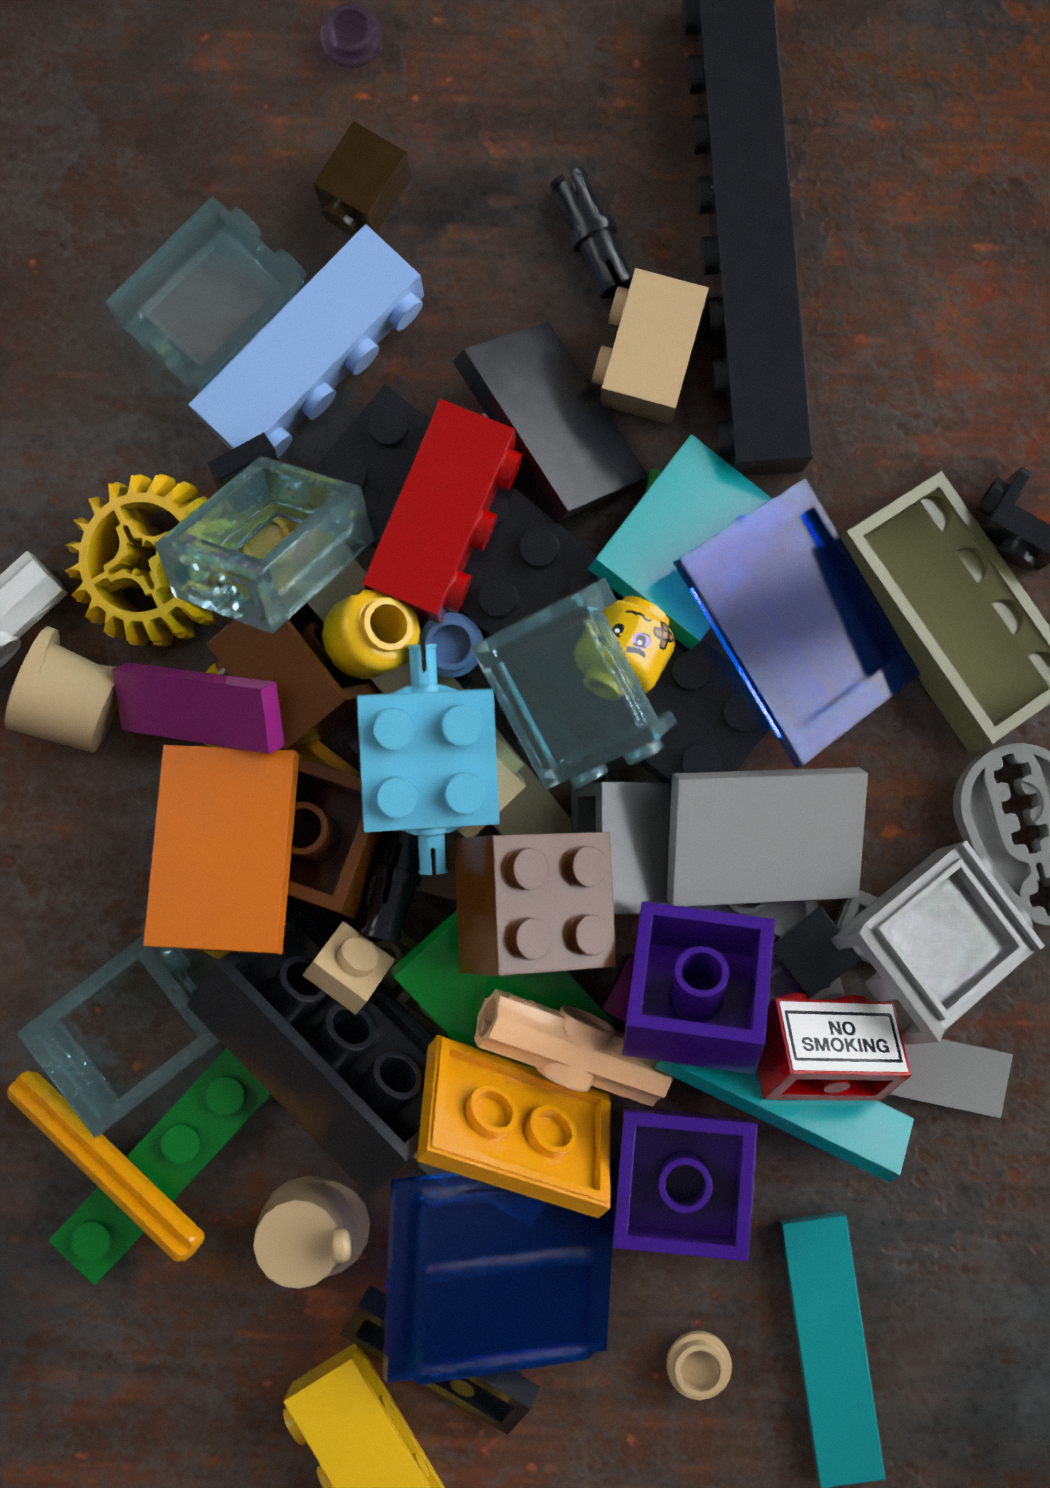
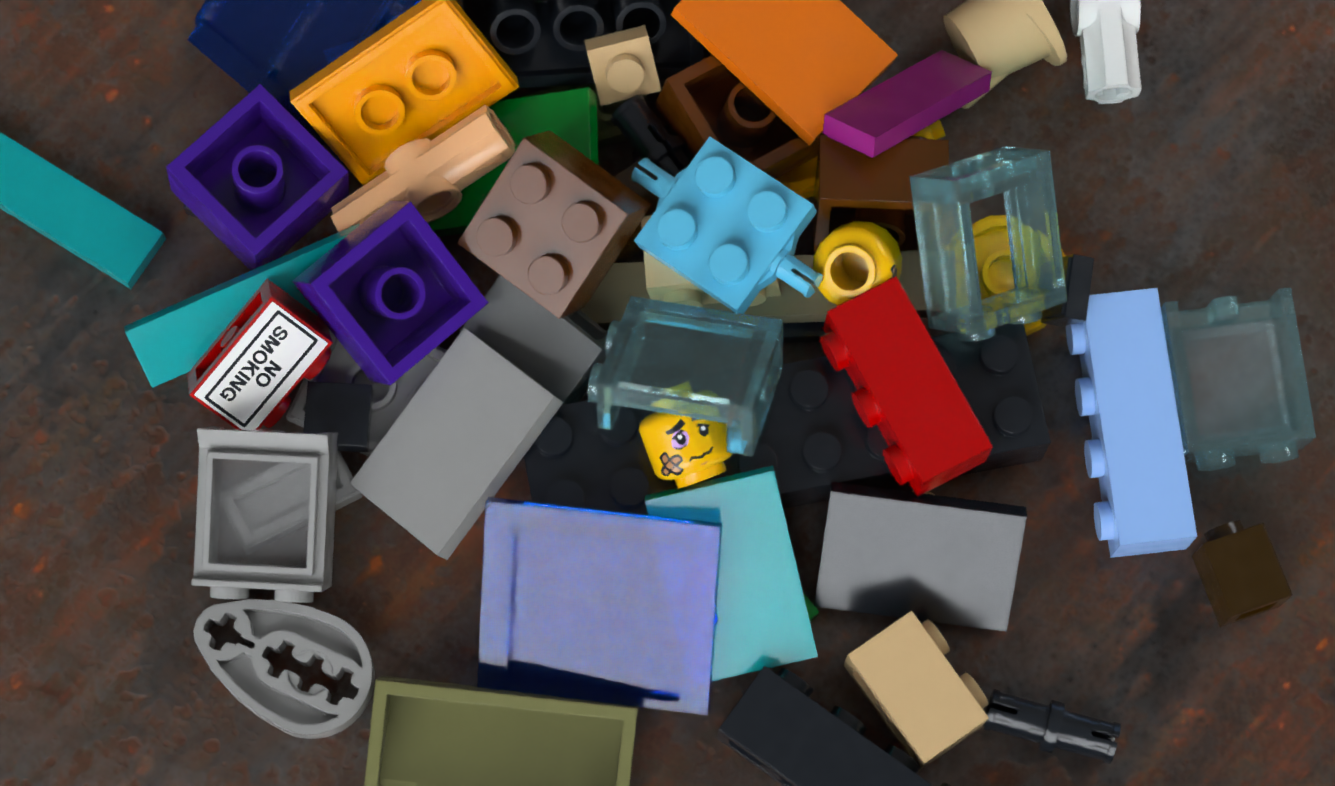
camera: 125 degrees right, 10 degrees down
(106, 573) = (1091, 165): yellow gear -> none
(453, 643) = (802, 329): medium blue plate -> none
(699, 1365) = (118, 93): tan plate -> none
(957, 1076) = (157, 448): light grey tile -> none

